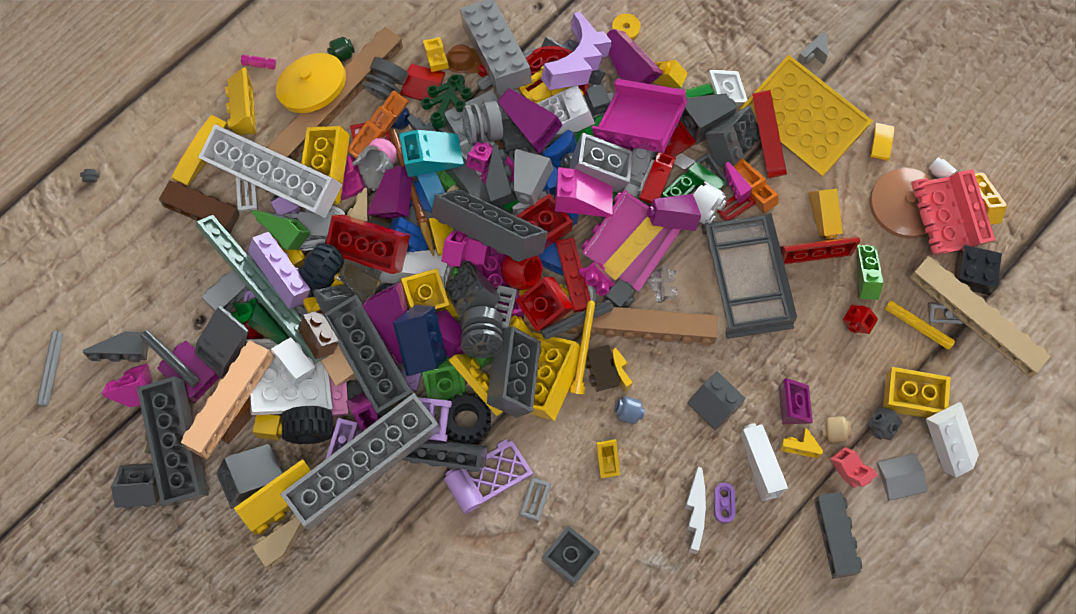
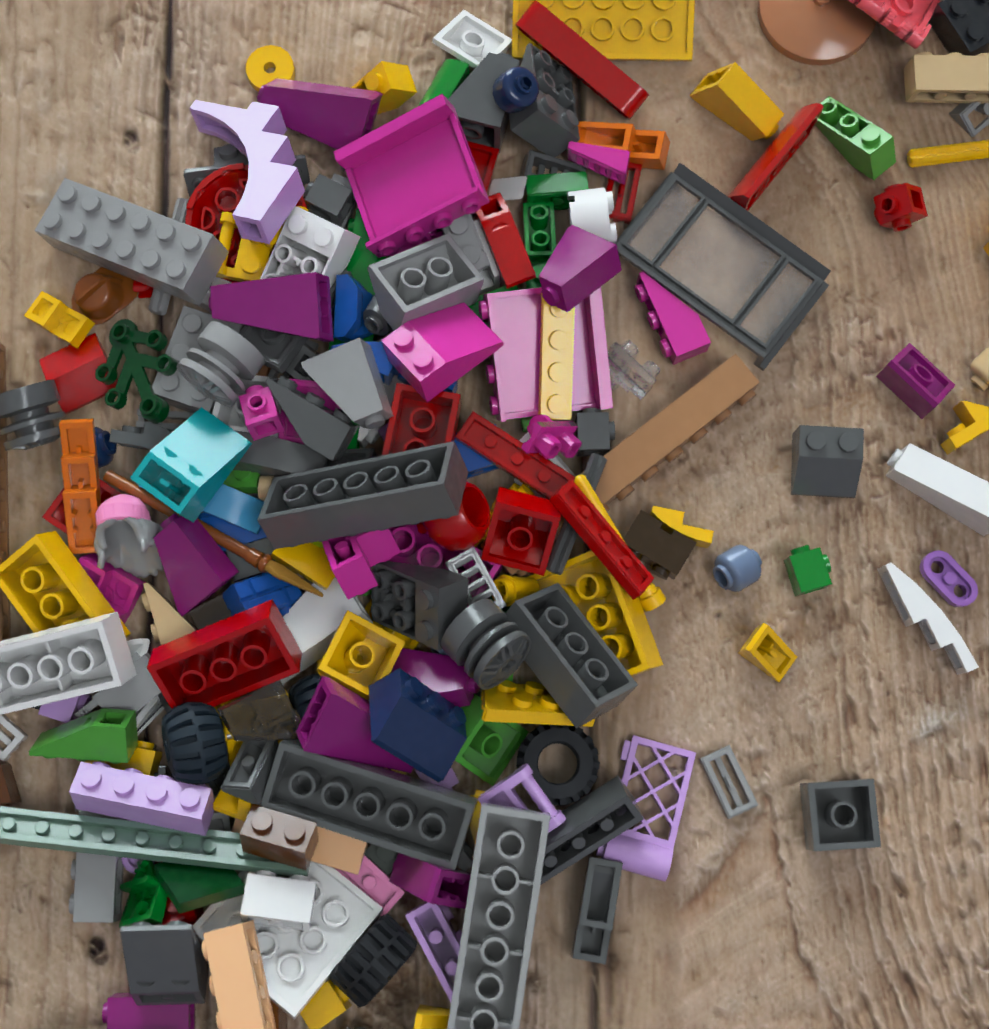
camera: 40 degrees left, 10 degrees up
(422, 497) = (597, 910): none -> dark grey slope
(576, 337) = (602, 539): none -> red tile
(661, 440) = (808, 570): none -> green brick
(705, 283) = (676, 323): none -> dark pink slope
(720, 116) = (515, 89): none -> dark blue head

